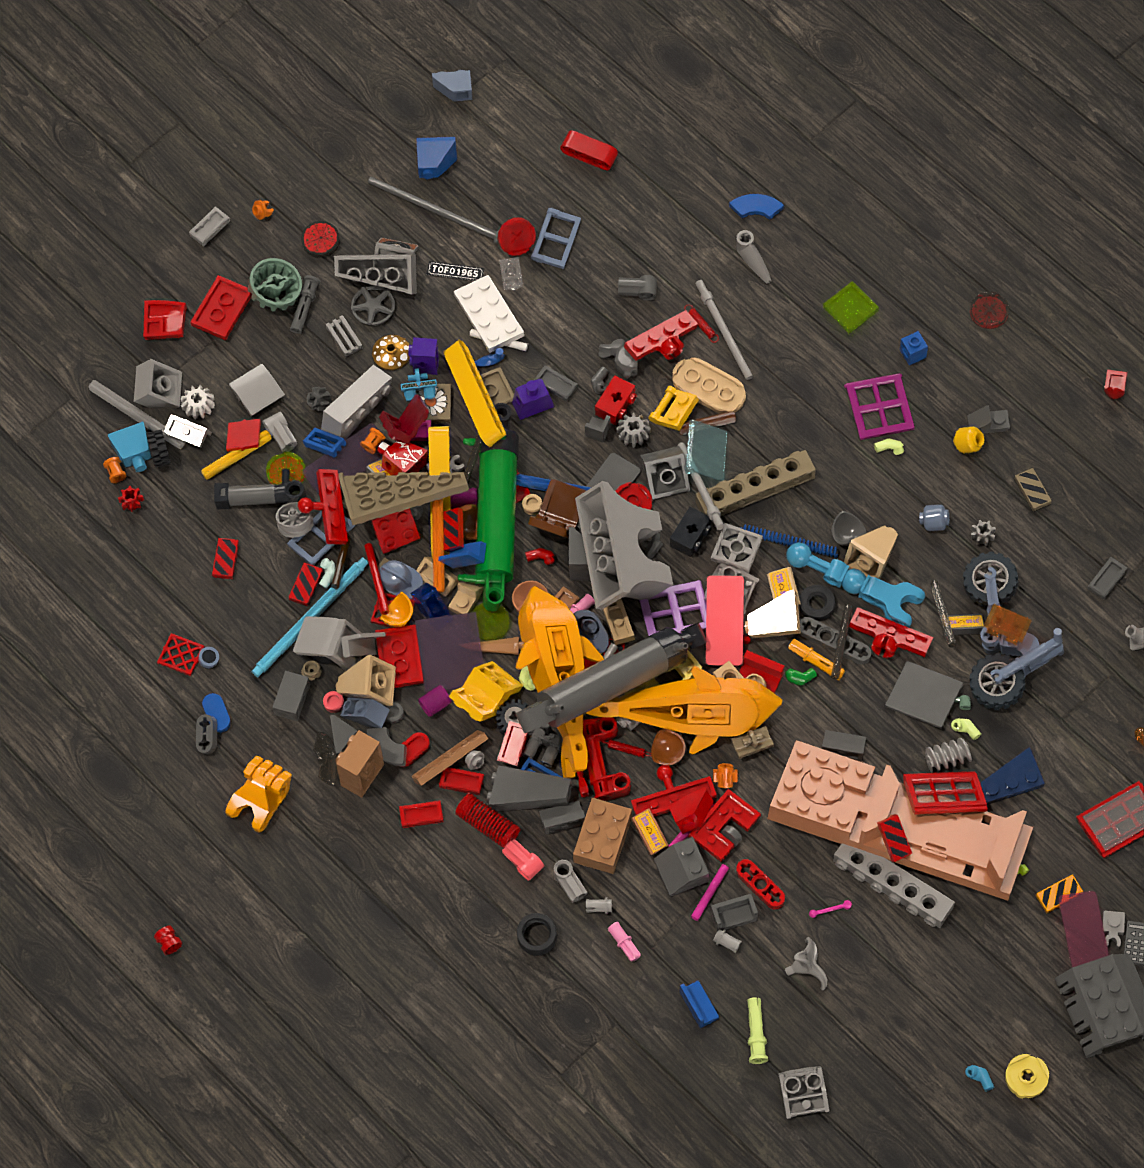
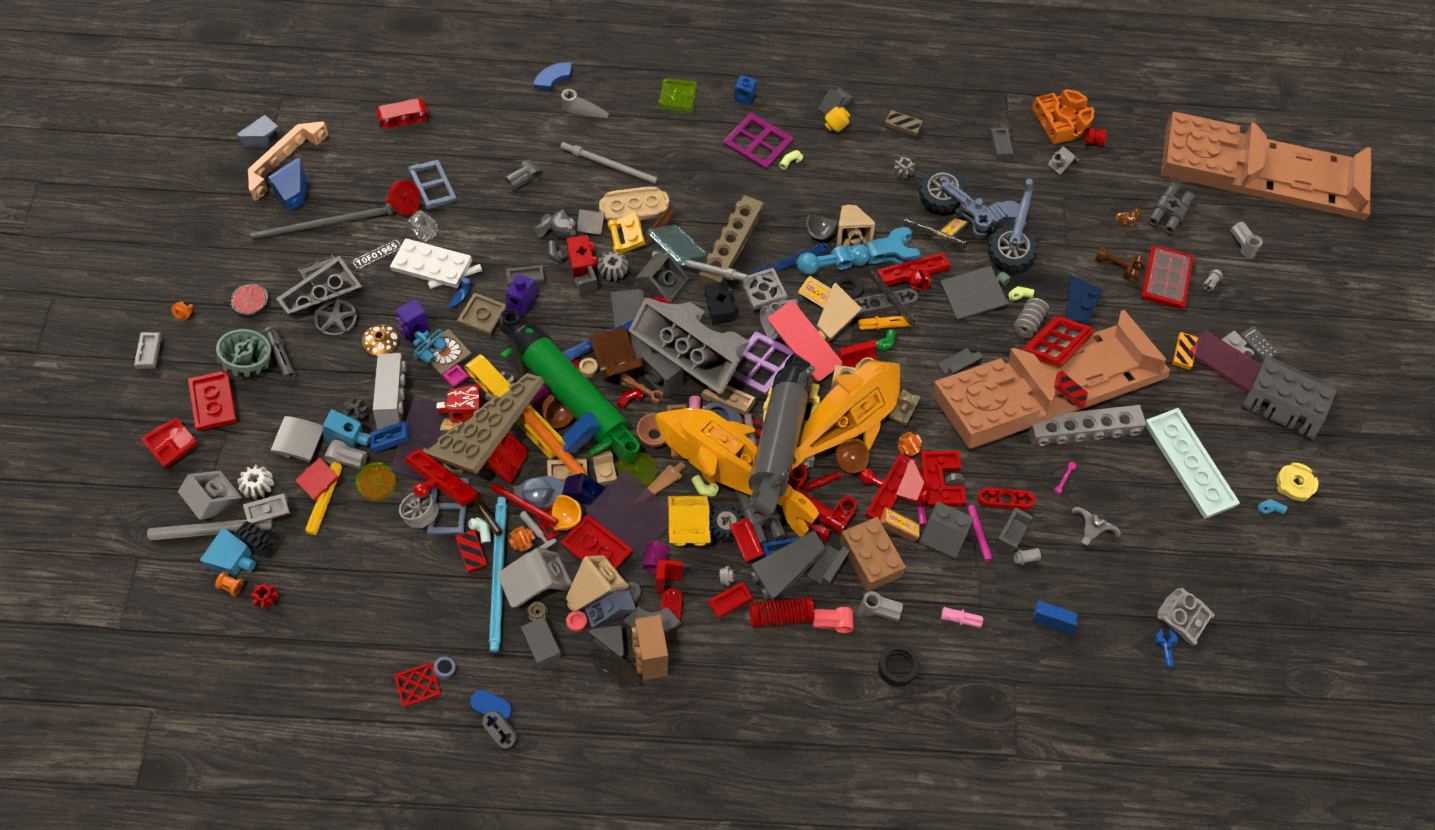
camera: 50 degrees left, 5 degrees down
(225, 558) = (387, 582): red tile -> none
(228, 496) = (349, 530): piece -> none
(262, 791) = (587, 736): light orange piece -> none
(294, 411) = (344, 429): none -> dark azure torso
(336, 323) = (334, 351): light grey tile -> none
(348, 604) = (521, 539): none -> orange gear
(360, 644) = (562, 559): light grey panel -> none
(368, 609) = (537, 531): none -> light grey piece
(377, 436) = (428, 407): orange bush -> none
(407, 425) = (443, 372): dark red bracket -> none
(421, 814) = (725, 650): red tile -> none
(423, 717) = (667, 571): none -> red panel
(449, 757) = (707, 590): medium nougat tile -> none
(453, 529) = (555, 422): red tile -> none
(459, 114) = (313, 132): none -> light nougat slope
(474, 393) = (478, 317): yellow beam -> none
(551, 541) = (626, 380): none -> nougat piece
(599, 905) = (918, 606): light grey pin -> none
(653, 374) = (590, 221): none -> light grey panel
(662, 337) = (574, 193): plate -> none
(702, 323) = (589, 169): red piece -> none
(757, 1040) = (1118, 607): yellowish green pin -> none
(765, 1101) = (1167, 650): none -> blue bar
(934, 517) = (865, 180): sand blue head -> none
(951, 985) = (1191, 463): none -> light aqua plate
(989, 310) = (765, 40): clear smoke tile -> none
(1008, 624) = (992, 201): clear orange brick -> none
(1081, 752) = (1137, 262): none -> reddish brown bar
(1115, 384) = (886, 30): plate -> none

